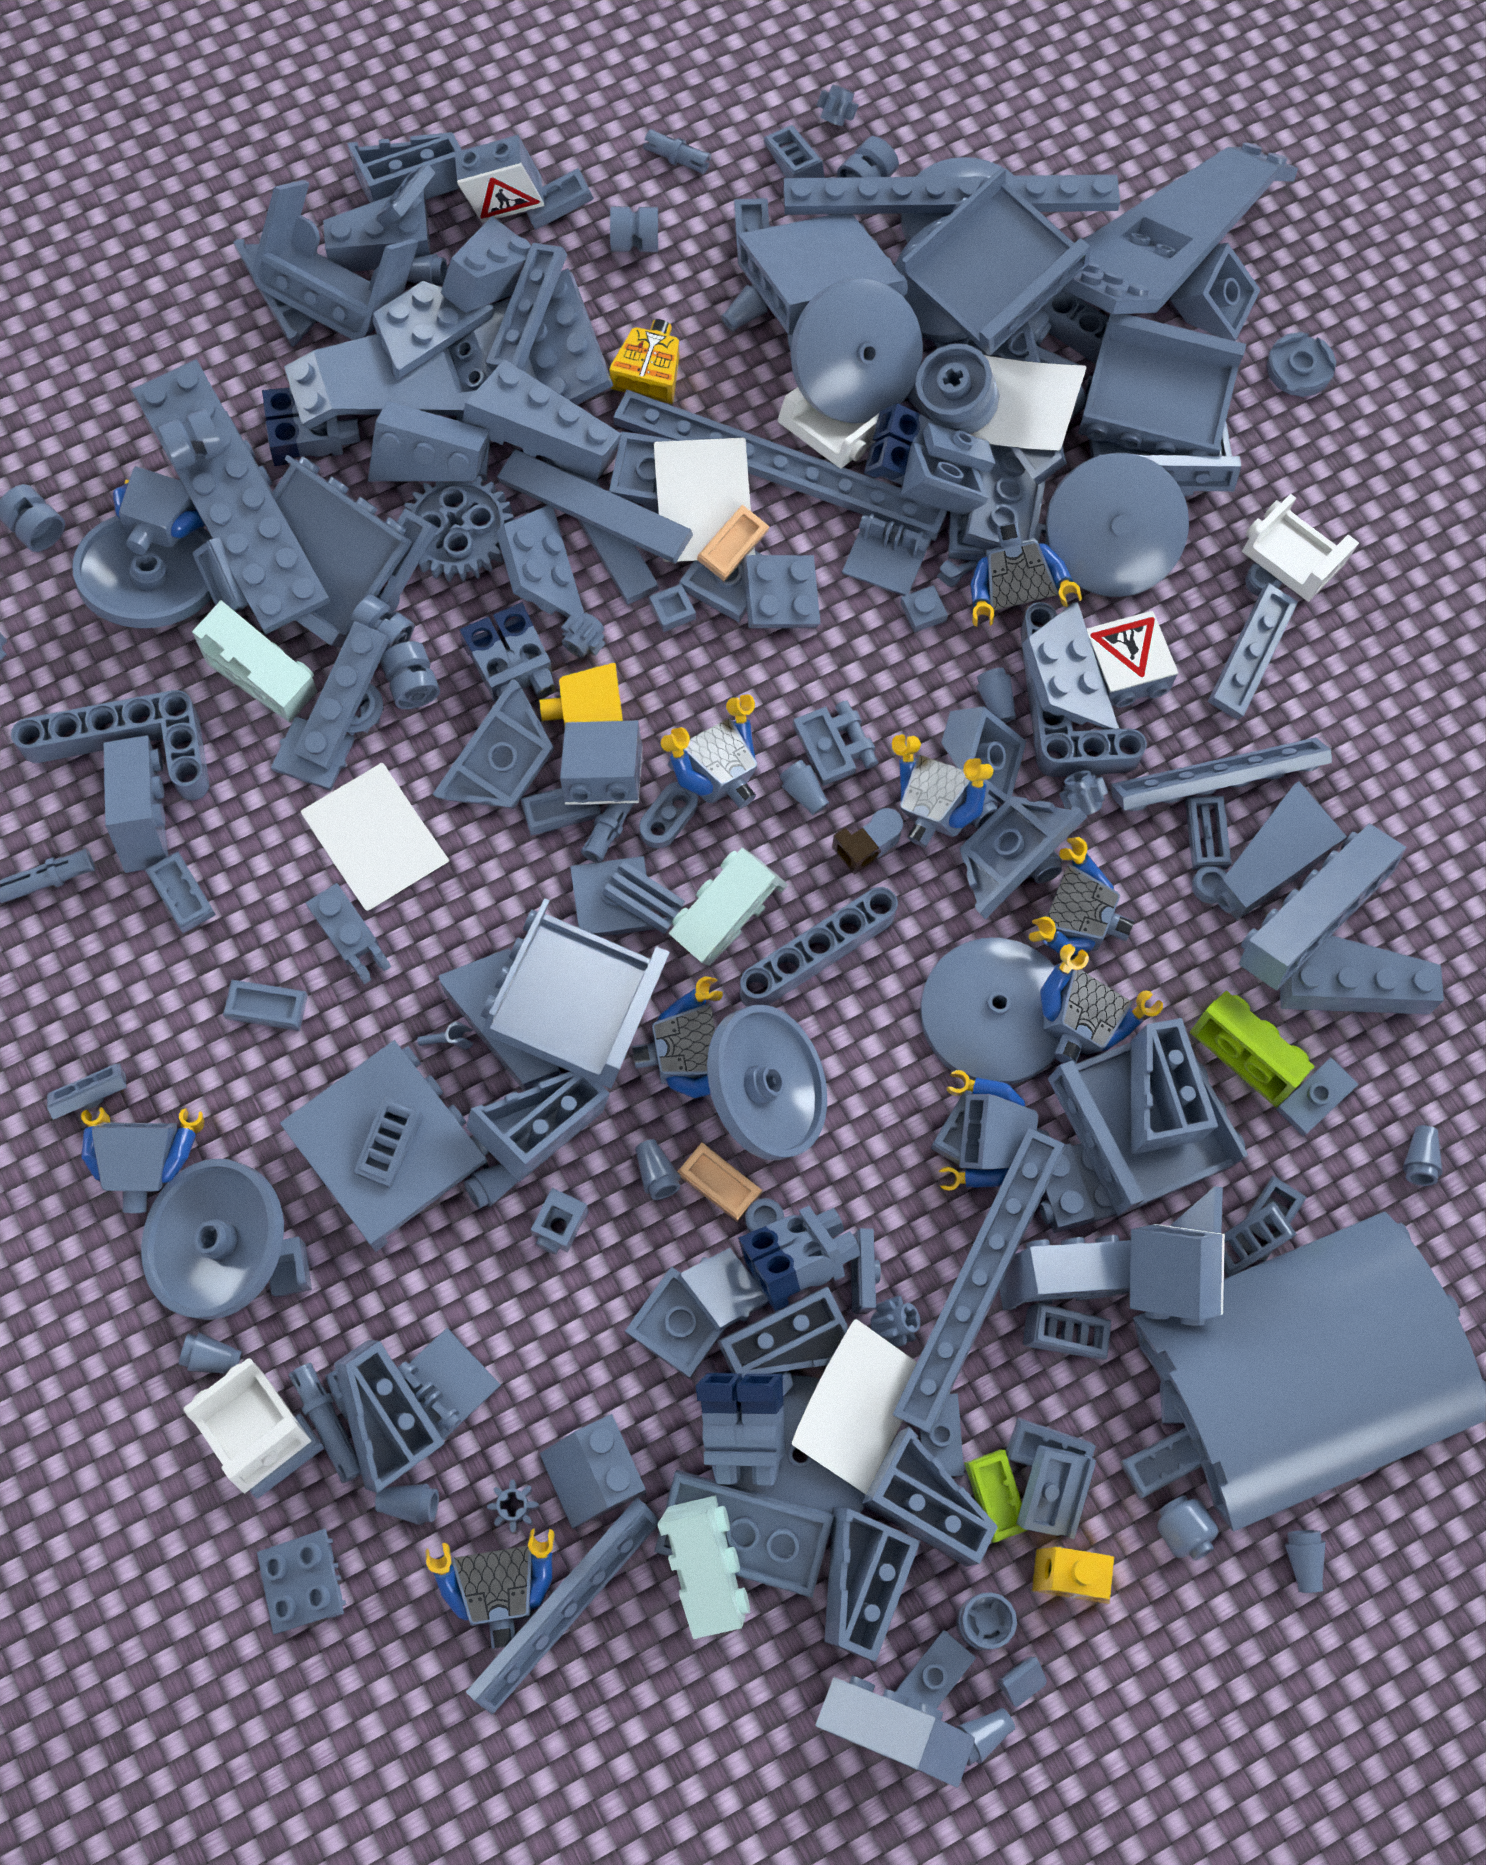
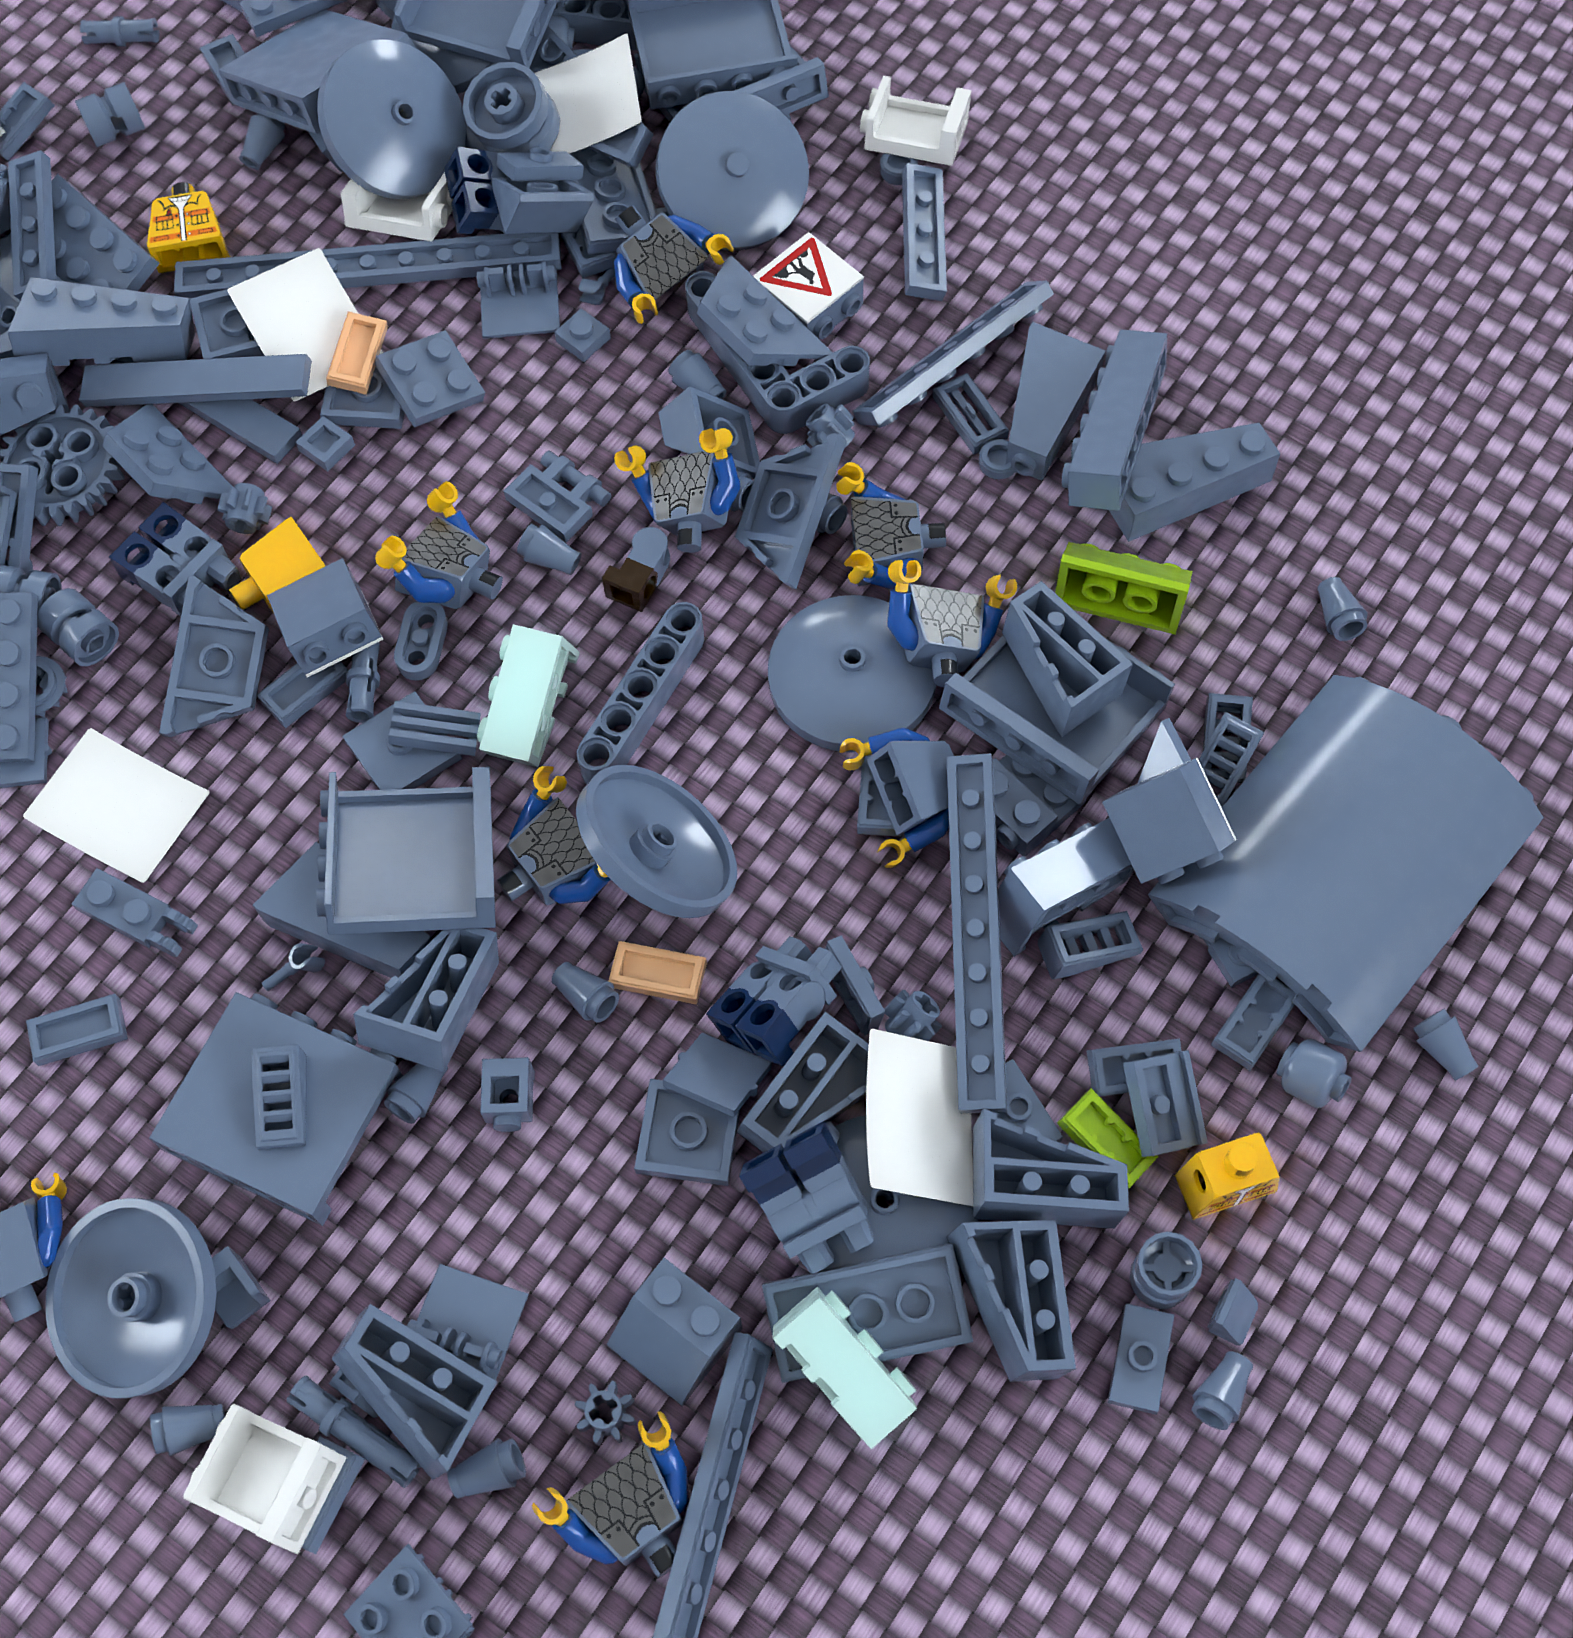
camera: 20 degrees left, 5 degrees down
(762, 1213) = (717, 980): sand blue tile -> none
(895, 1730) = (1132, 1428): wedge -> none
(1317, 1096) = (1208, 604): sand blue plate -> none

